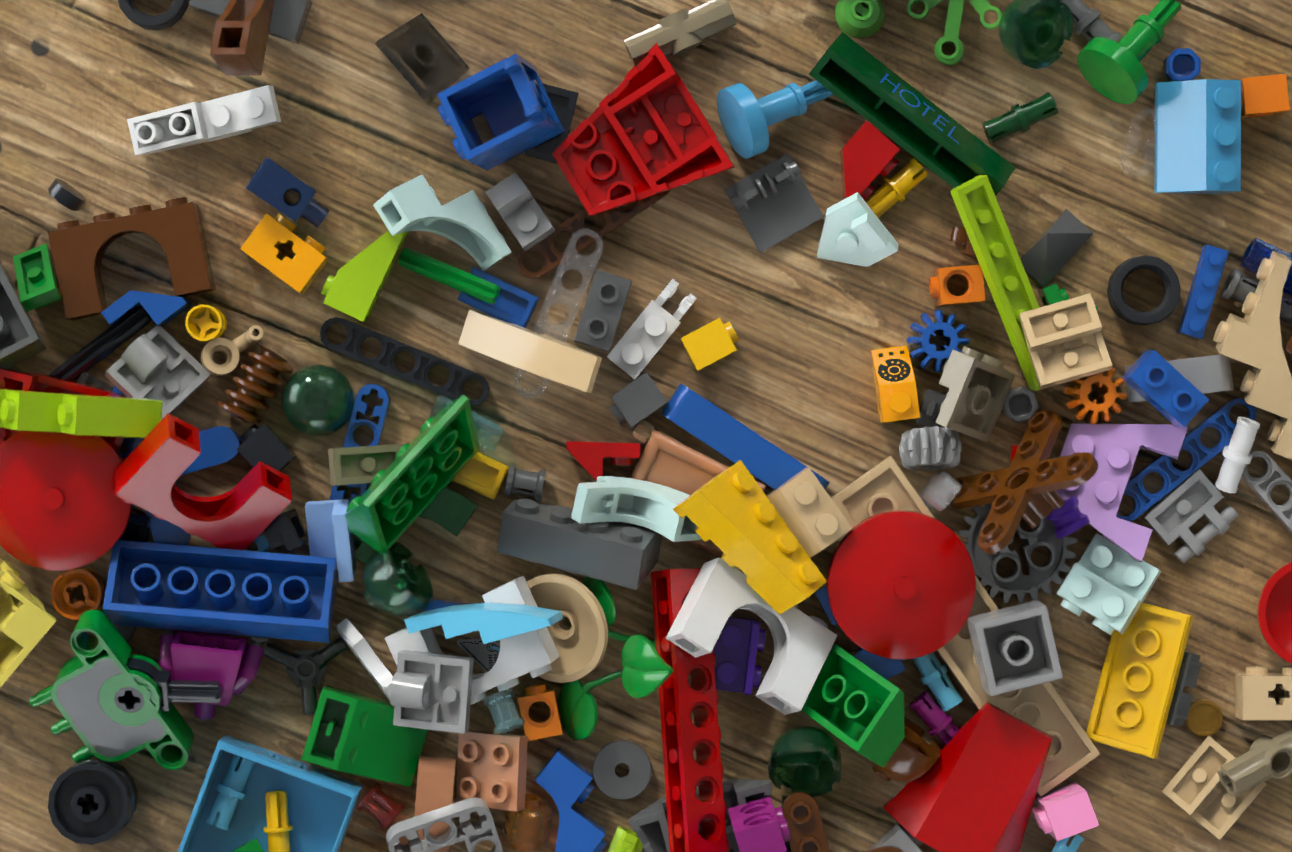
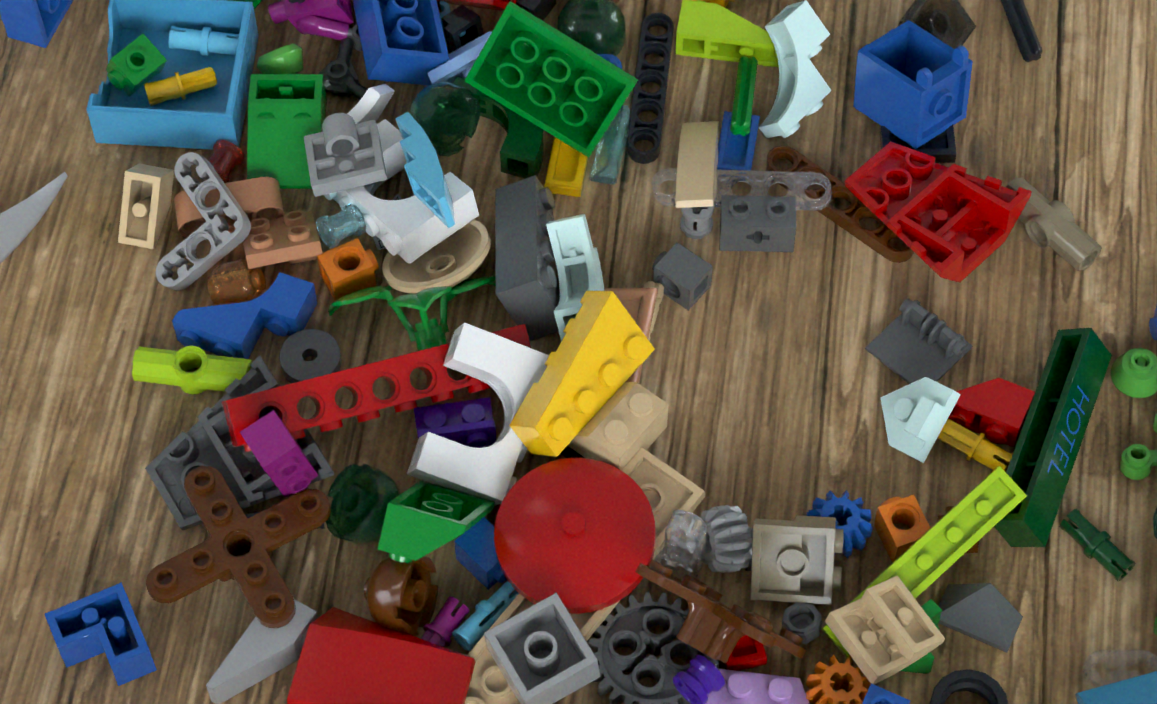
camera: 75 degrees right, 30 degrees down
(277, 721) = (282, 60): none -> bright green cone
(520, 211) = (825, 137): light grey slope -> none
(525, 483) = (568, 203): dark grey bush -> none
(591, 454) = (617, 256): red slope -> none
(649, 333) = (756, 275): white hinge -> none
(710, 343) = (758, 321): yellow brick -> none
(732, 438) = (675, 360): blue beam -> none
(748, 118) = (1007, 308): dark azure piece -> none
(894, 384) = (775, 494): light orange slope -> none

